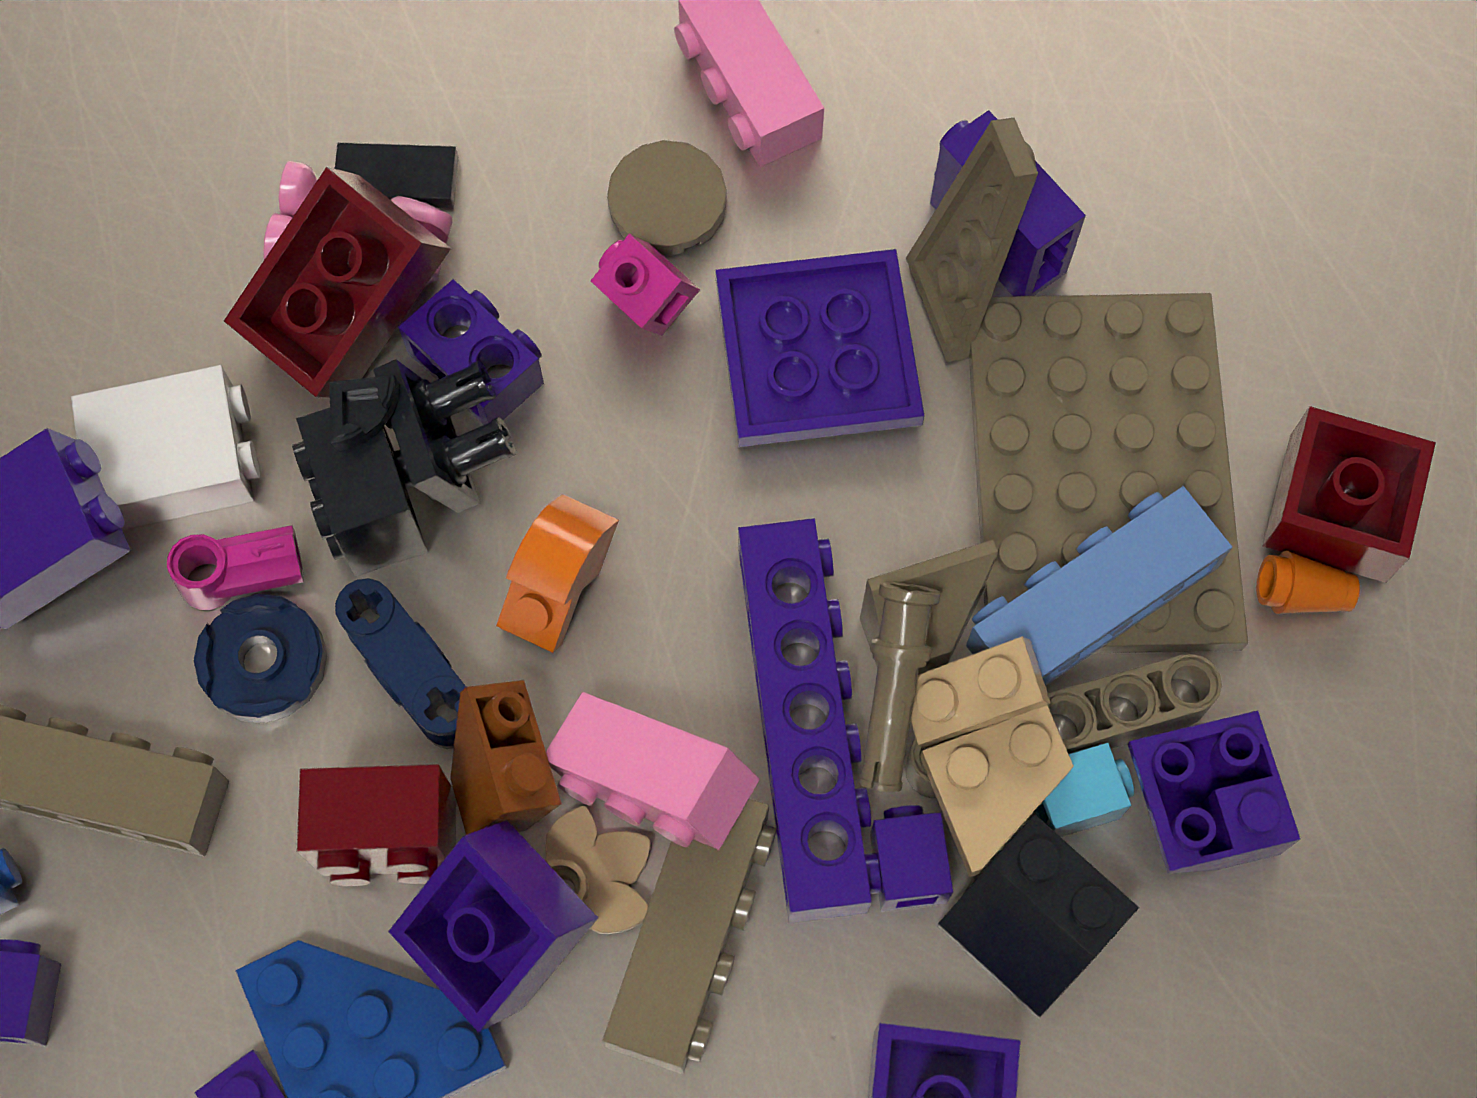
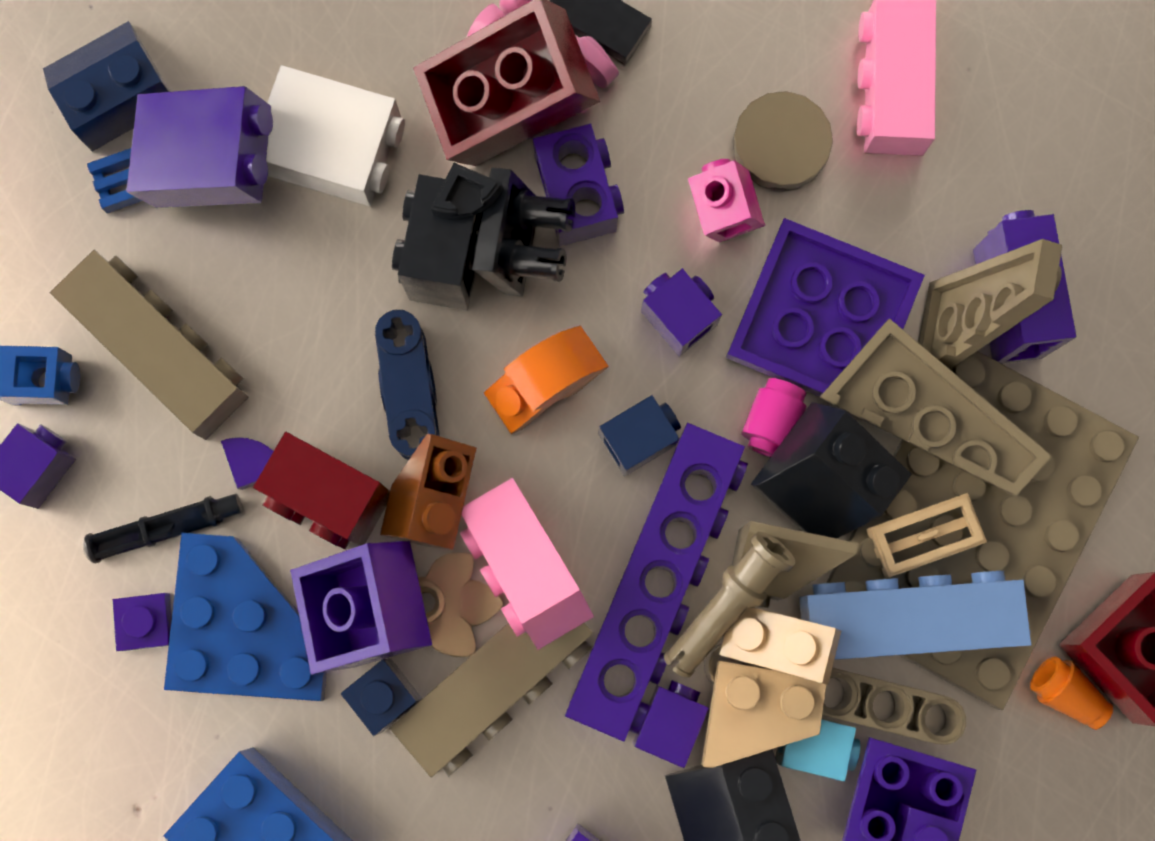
camera: 30 degrees right, 10 degrees up
(205, 981) = (153, 529): none -> black piece
(243, 565) = (335, 250): dark pink piece -> none
(269, 847) = (246, 459): none -> dark purple tile
(285, 684) = (330, 347): dark blue tile -> none
(571, 1015) = (381, 696): none -> dark blue brick
(661, 422) = (680, 309): none -> dark purple brick
(694, 574) = (640, 434): none -> dark blue brick
(828, 476) = (773, 415): none -> dark pink brick
(920, 492) = (830, 474): none -> black slope
(977, 372) = (927, 405): none -> dark tan wing
(1026, 544) = (884, 550): none -> tan tile

